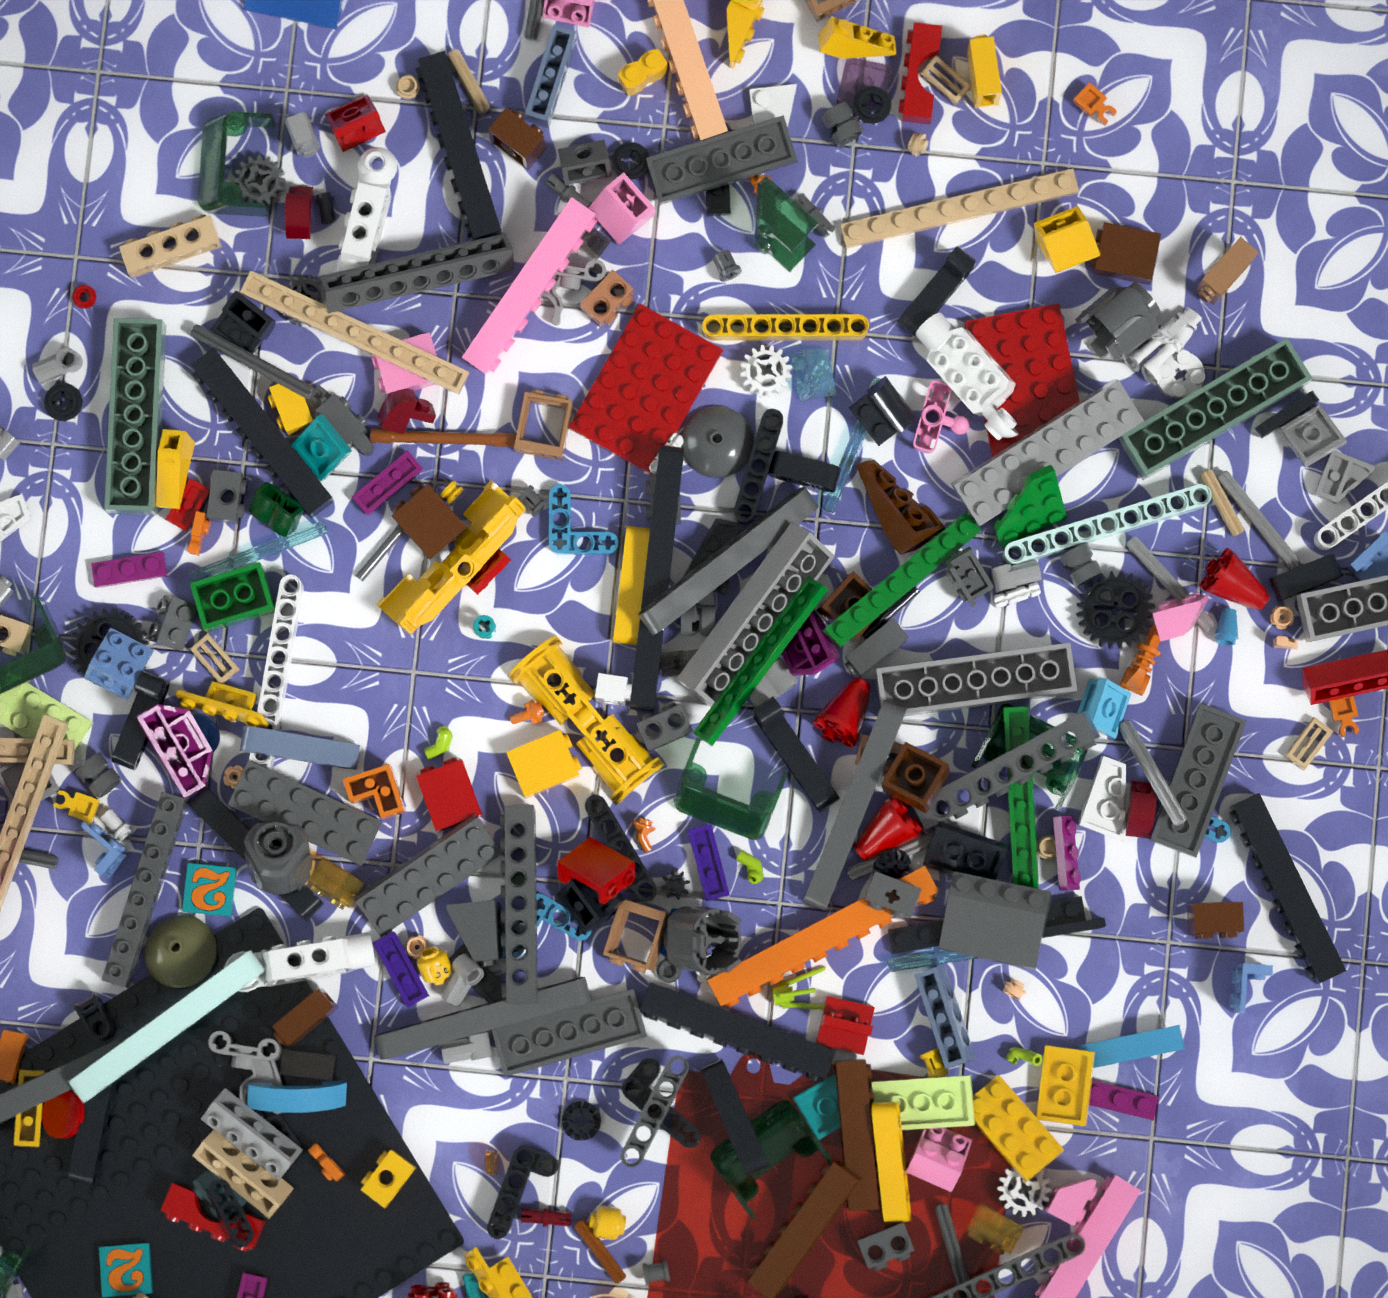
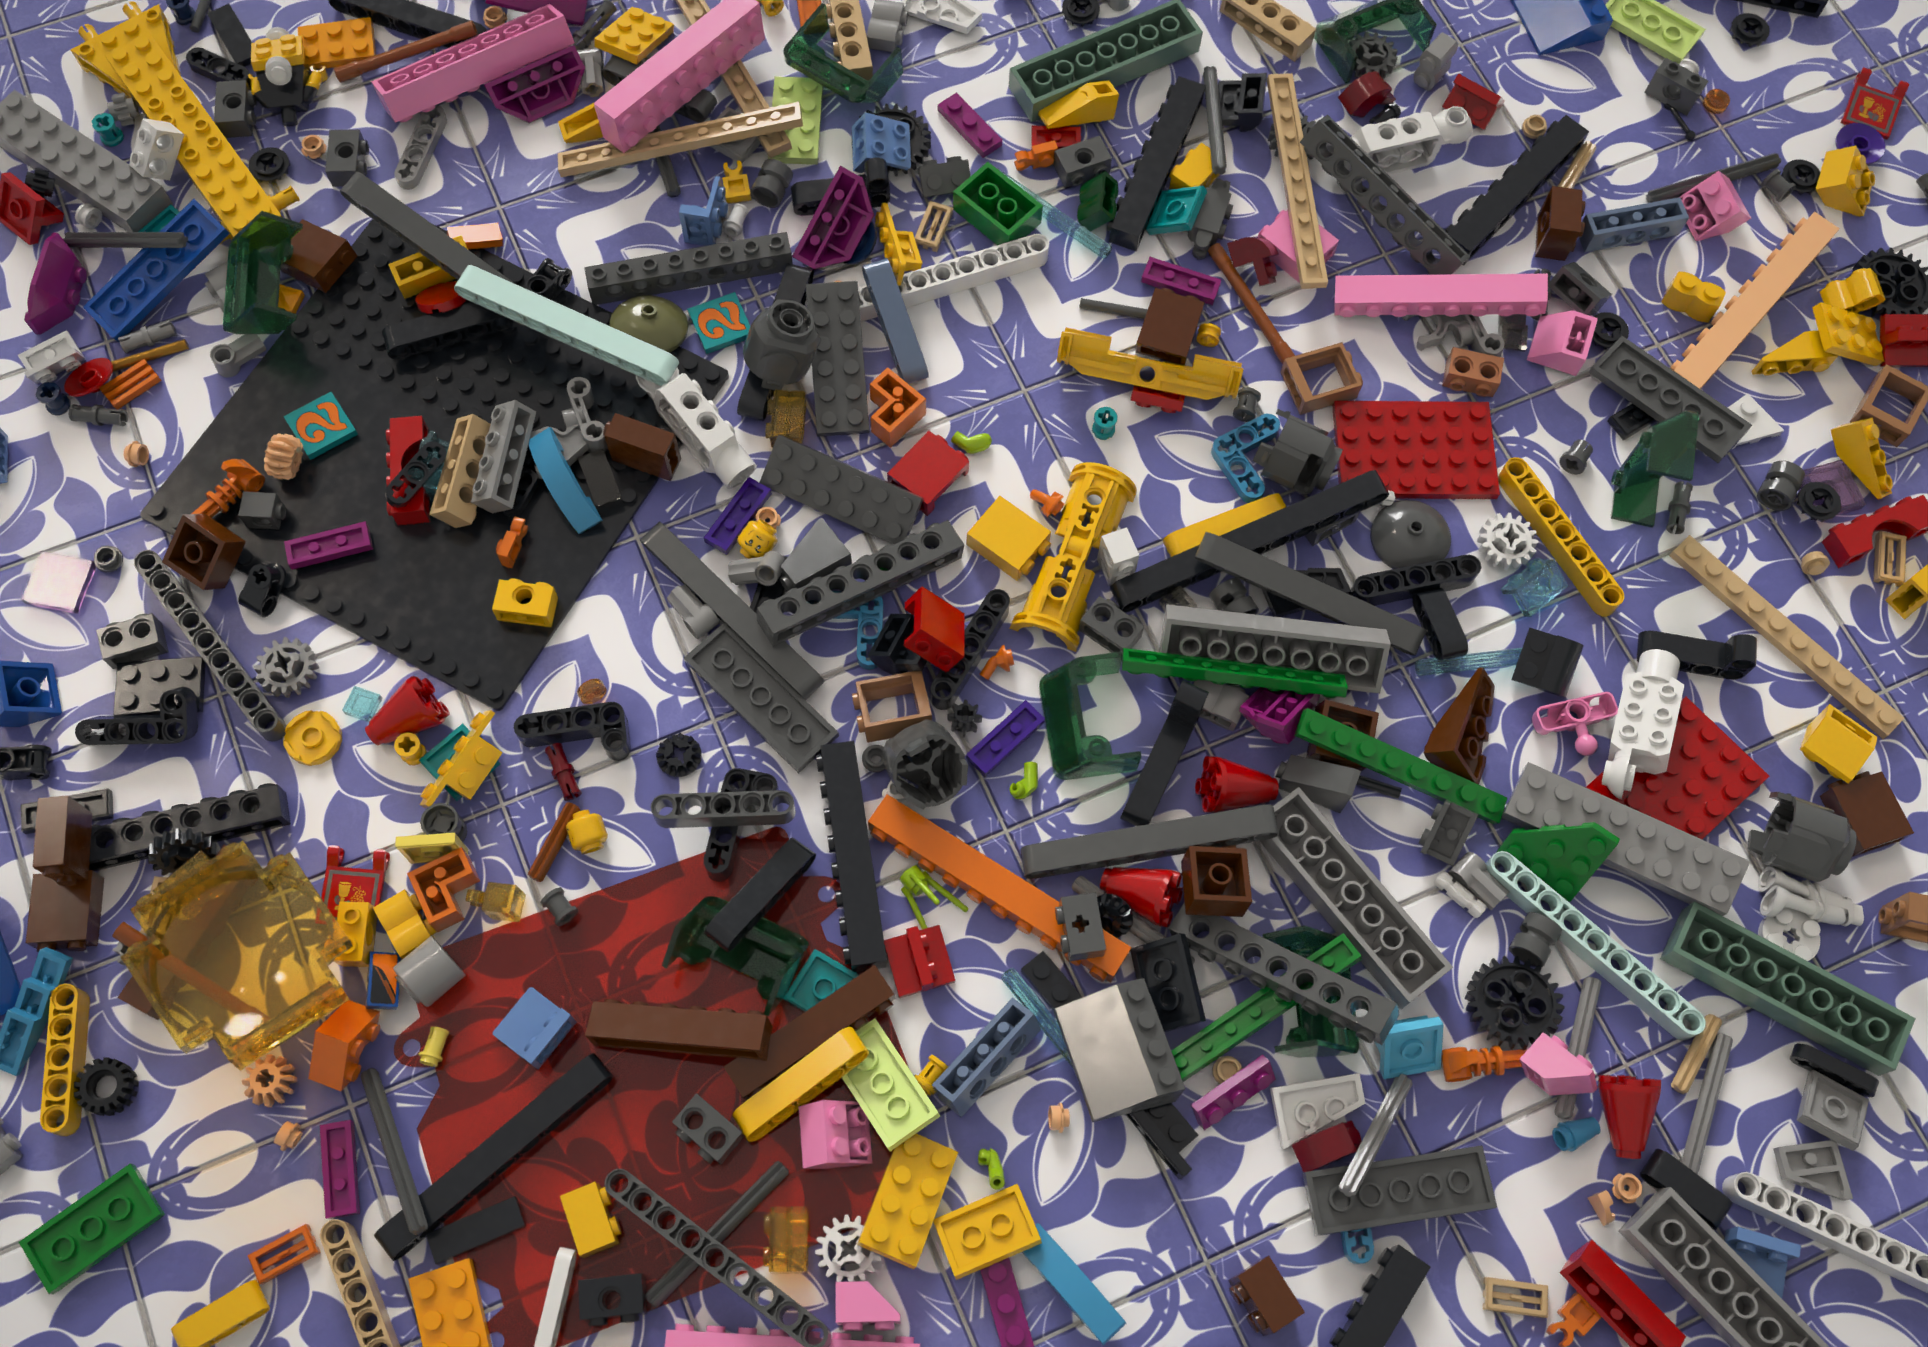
camera: 55 degrees right, 15 degrees down
(606, 493) = (1300, 457): none -> dark grey piece

